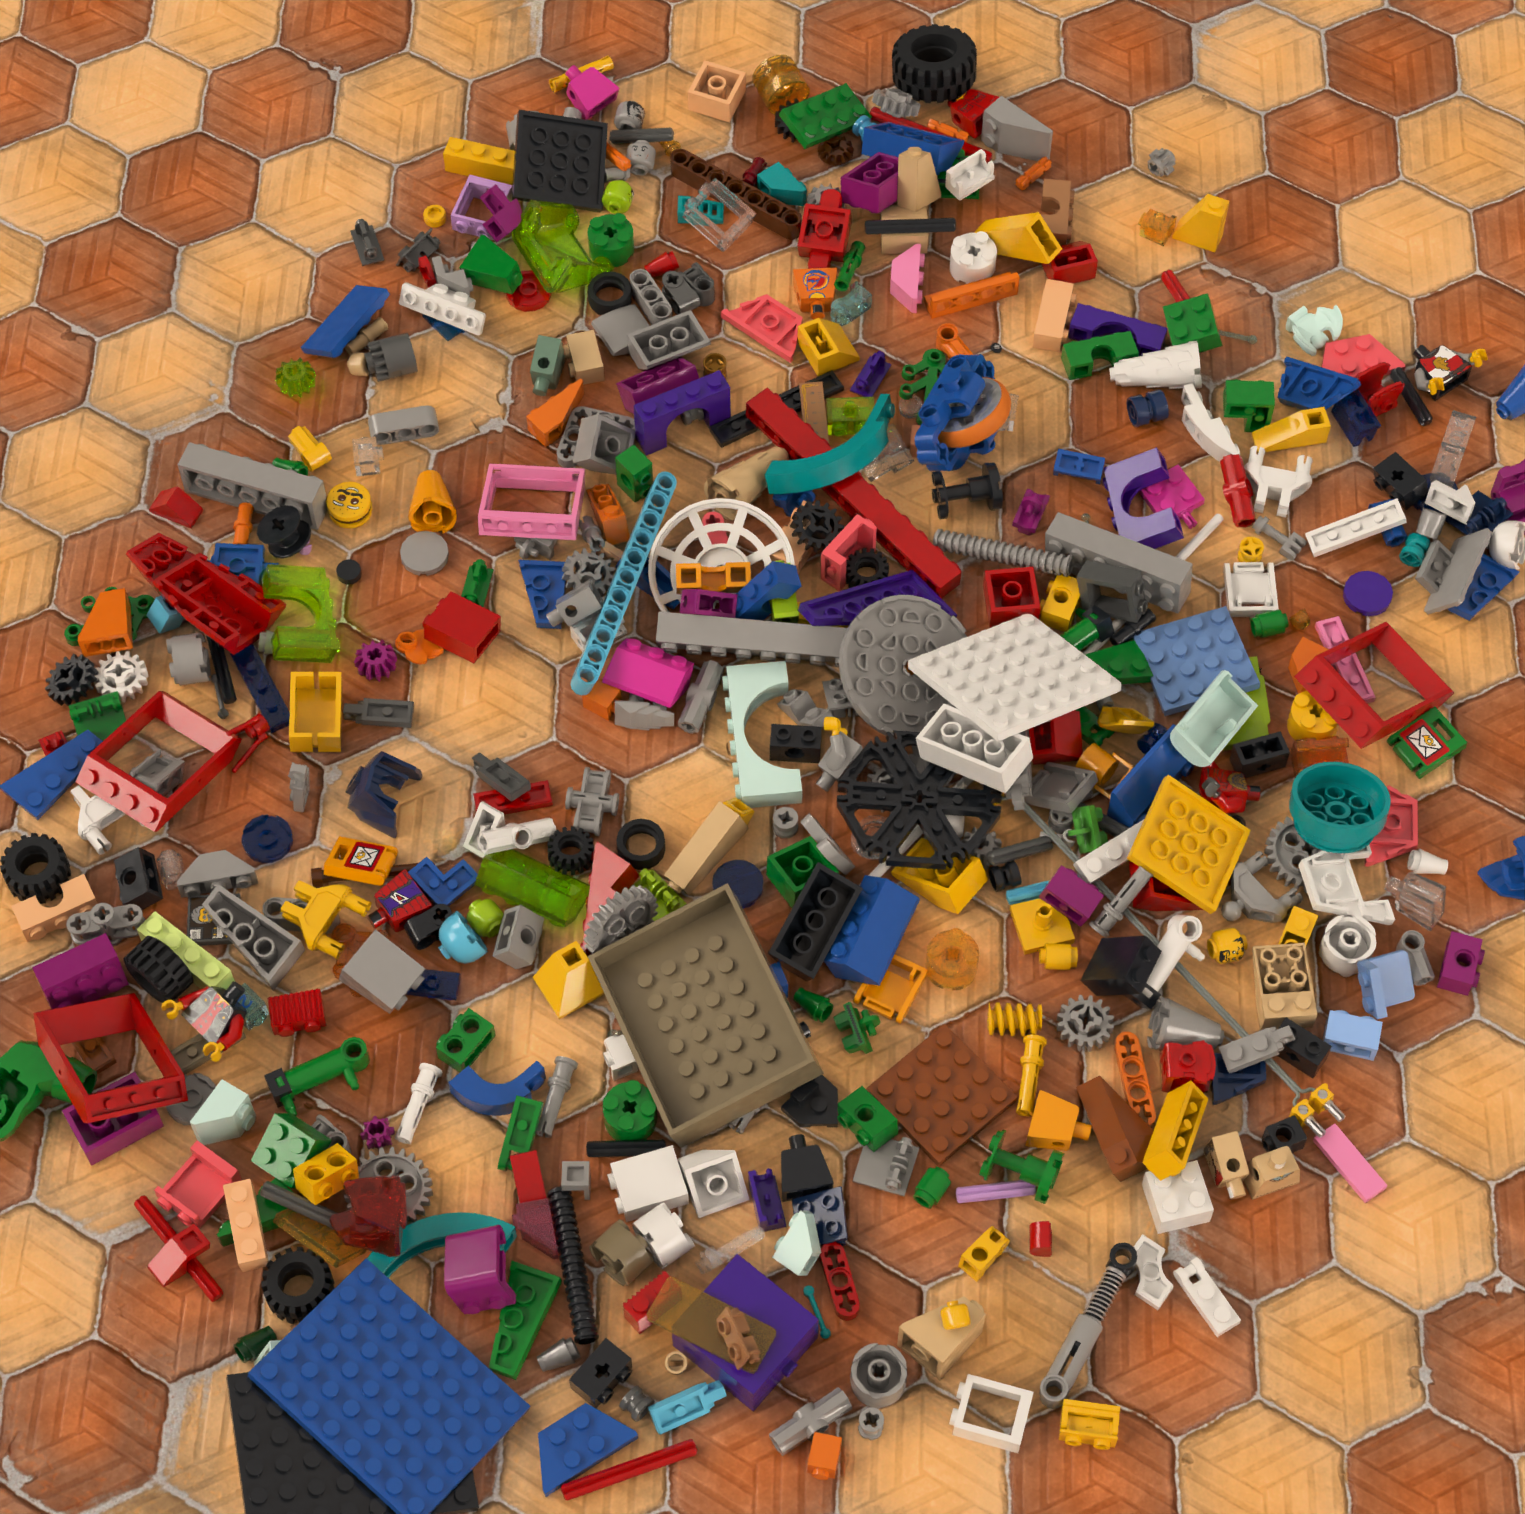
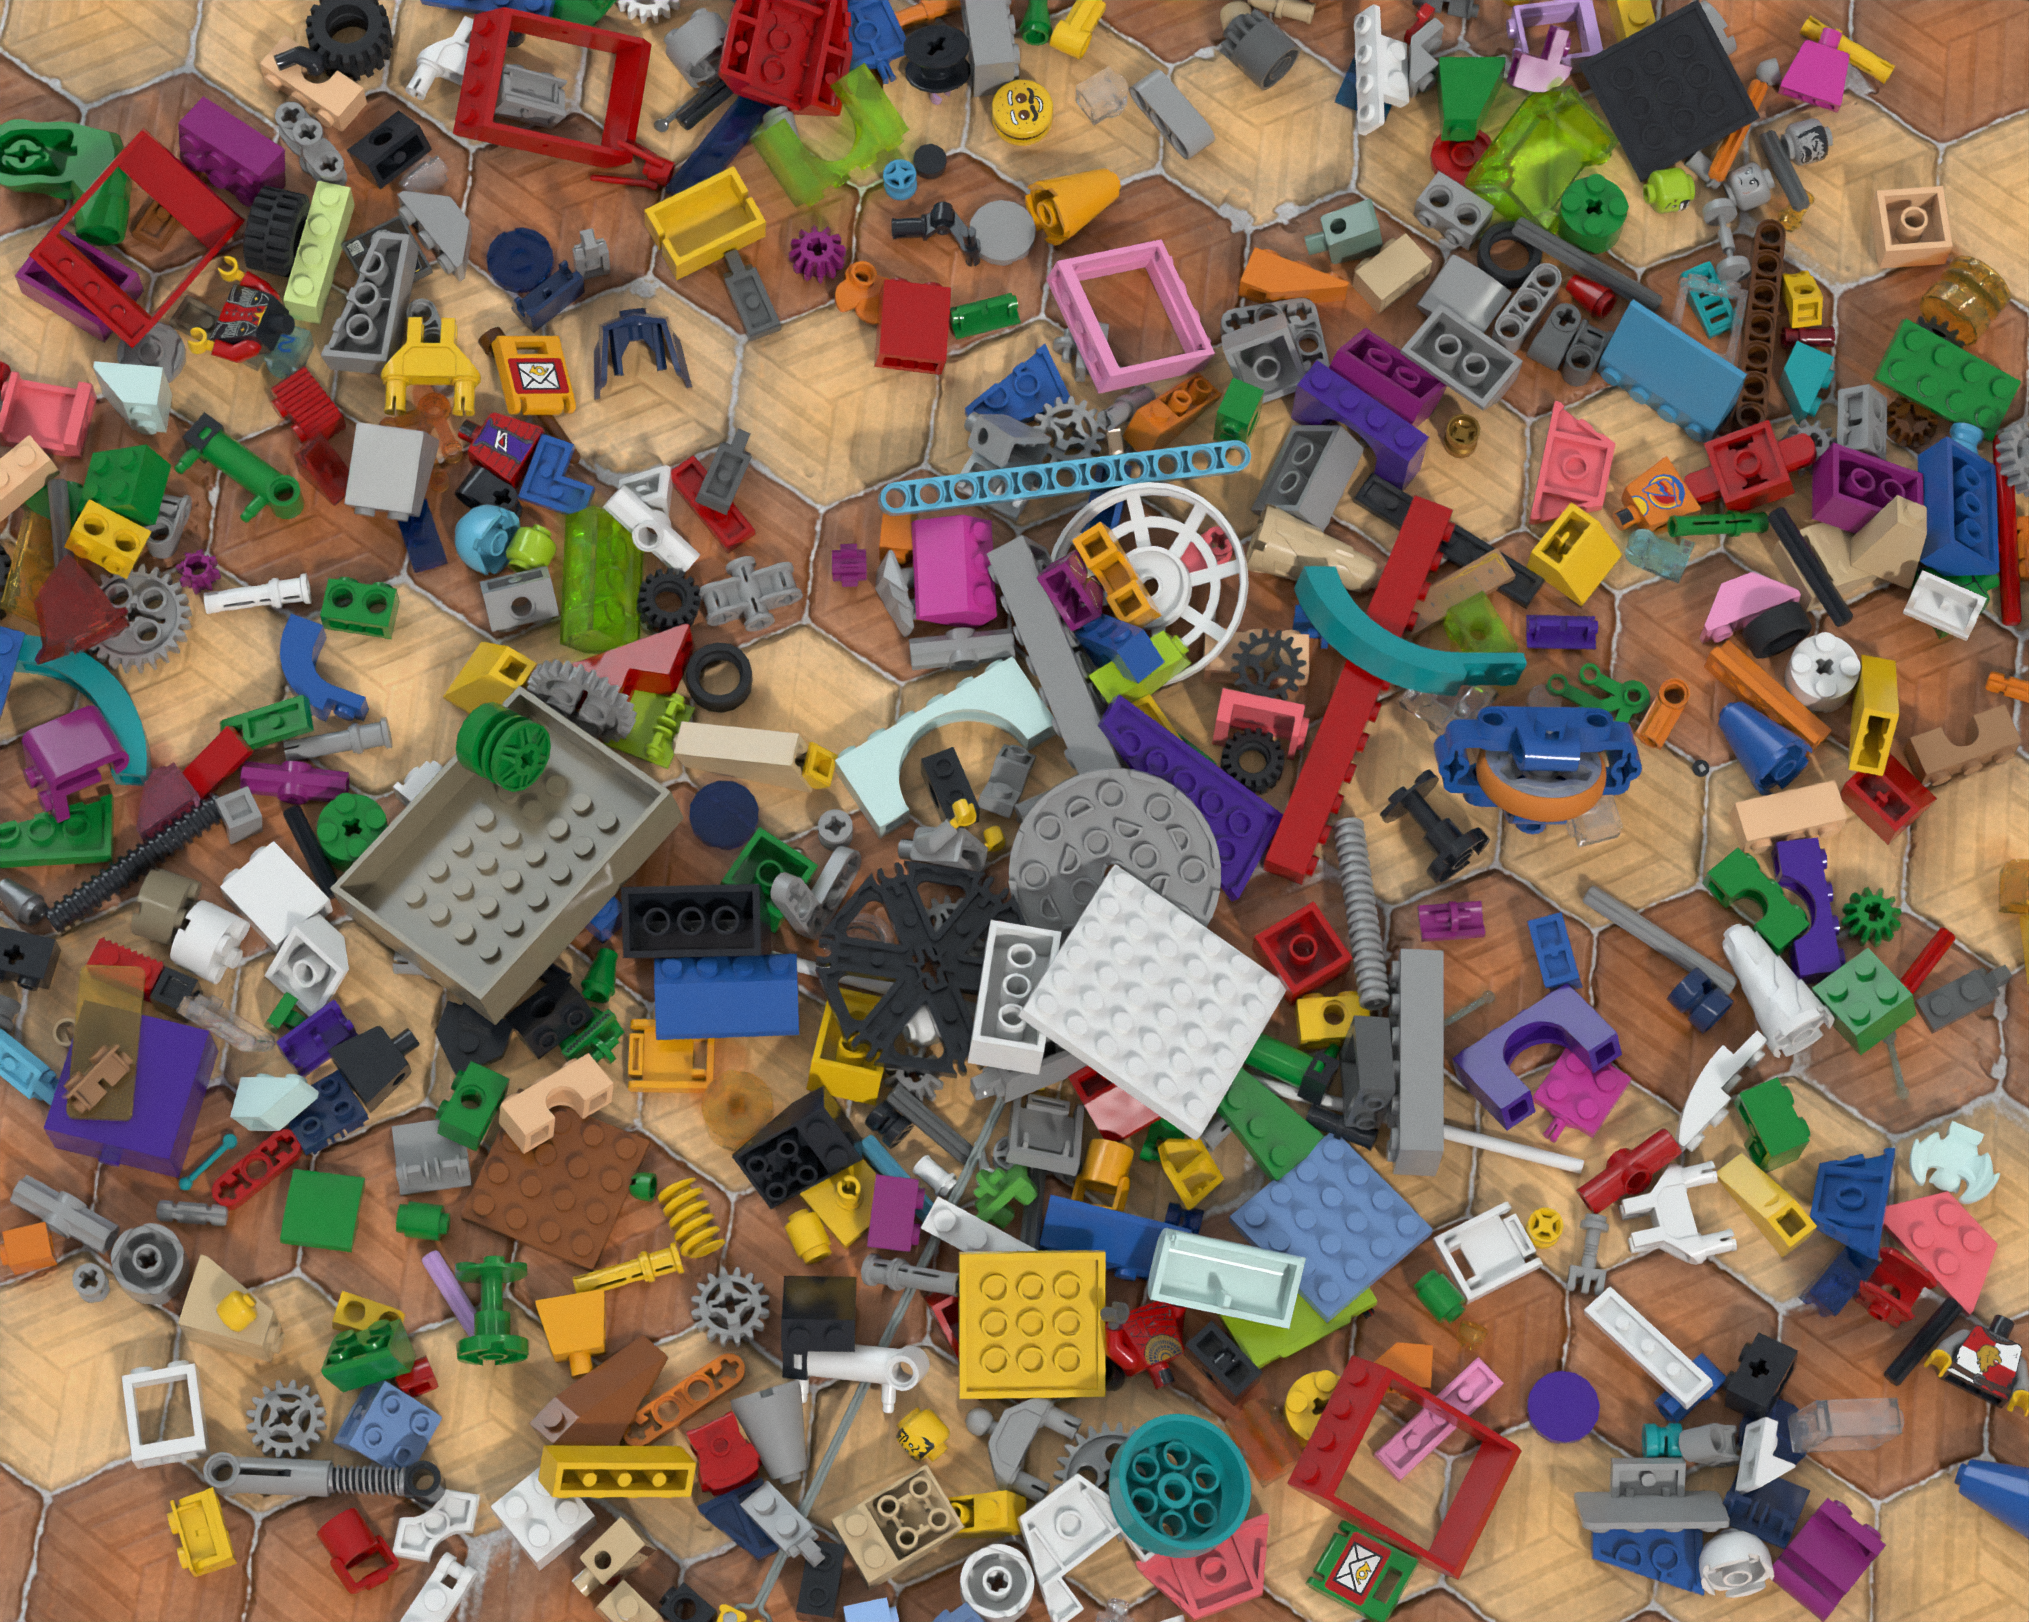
camera: 60 degrees right, 10 degrees up
(35, 900) = (302, 56): none -> black arm
(305, 831) = (549, 297): none -> dark blue hinge
(349, 587) = (900, 171): none -> dark azure wheel
(351, 1020) = (323, 468): none -> clear red slope
(397, 580) = (941, 221): none -> black pin
(563, 308) = (1459, 205): none -> light grey brick
(570, 1136) = (294, 781): none -> magenta piece
(606, 734) = (849, 565): none -> magenta gear
(628, 980) = (503, 746): none -> green wheel
(642, 256) = (1586, 264): none -> dark grey axle
(648, 178) = (1719, 213): none -> light grey wheel
(690, 1271) = (171, 990): none -> black brick
(691, 457) = (1310, 473): none -> light grey slope
(732, 160) = (1802, 299): none -> yellow leg
(737, 1214) = (284, 1015): none -> green tile
(744, 239) = (1671, 373): none -> dark azure slope
(819, 1034) = (549, 1016): none -> black brick
(825, 167) = (1862, 420): none -> light grey brick
(850, 1336) = (192, 1213): none -> light grey axle
(891, 1249) = (322, 1210): none -> green slope
(898, 1079) = (577, 1085): none -> light nougat arch
(935, 266) = (1776, 630): none -> black tyre
(975, 1040) = (644, 1186): none -> green hinge
(1000, 930) = (800, 1148): none -> black slope
(1002, 306) = (1763, 747): none -> blue cone
(1017, 1254) = (368, 1355): none -> green slope
(1023, 1338) = (297, 1411): none -> light grey gear
(1051, 866) = (935, 1176): none -> white pin
(1065, 1273) = (387, 1426): none -> medium blue bracket
(1091, 416) = (1657, 938): none -> light grey axle
(1138, 303) = (1884, 917): none -> green gear
(1141, 1327) = (350, 1544): none -> red piece
(1208, 281) = (1961, 997): none -> dark grey hinge

